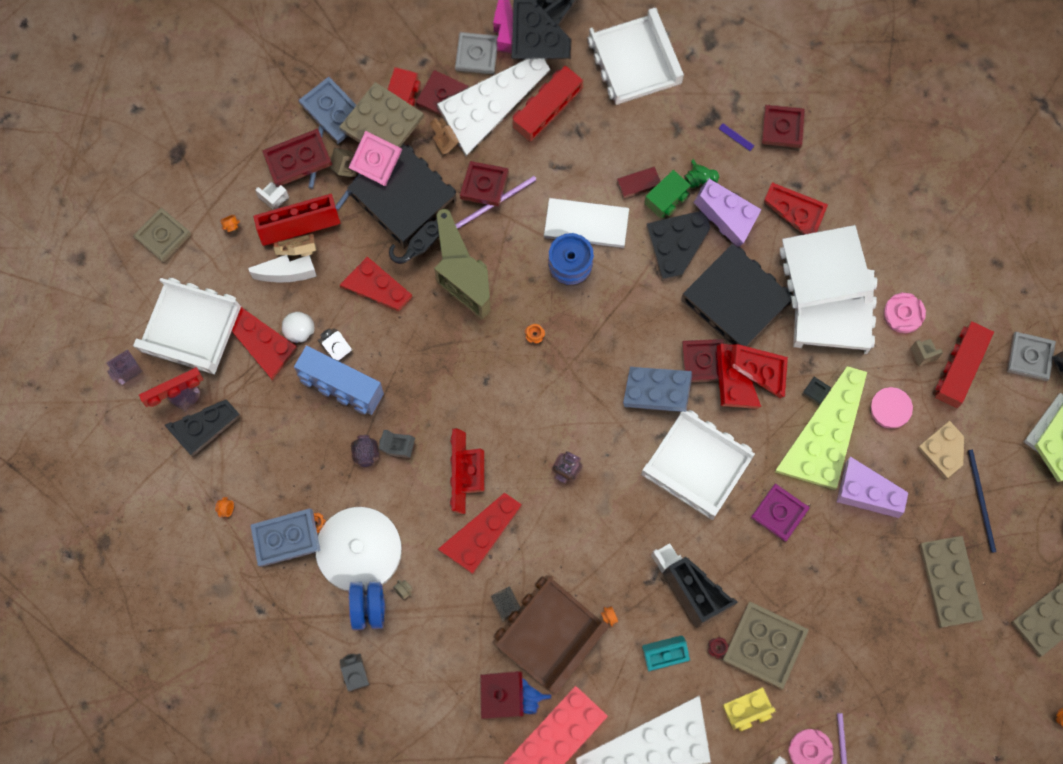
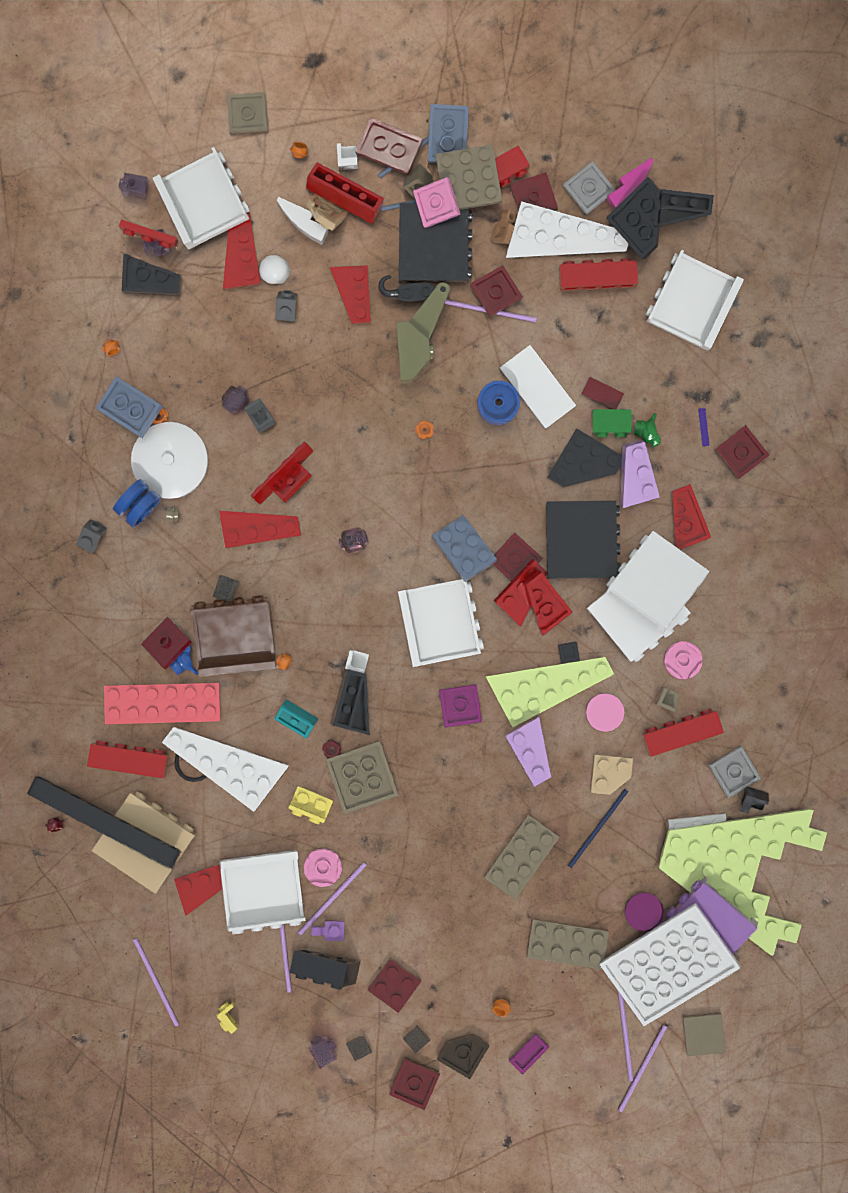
camera: 45 degrees right, 15 degrees up
(338, 380) = (262, 334): medium blue brick -> none

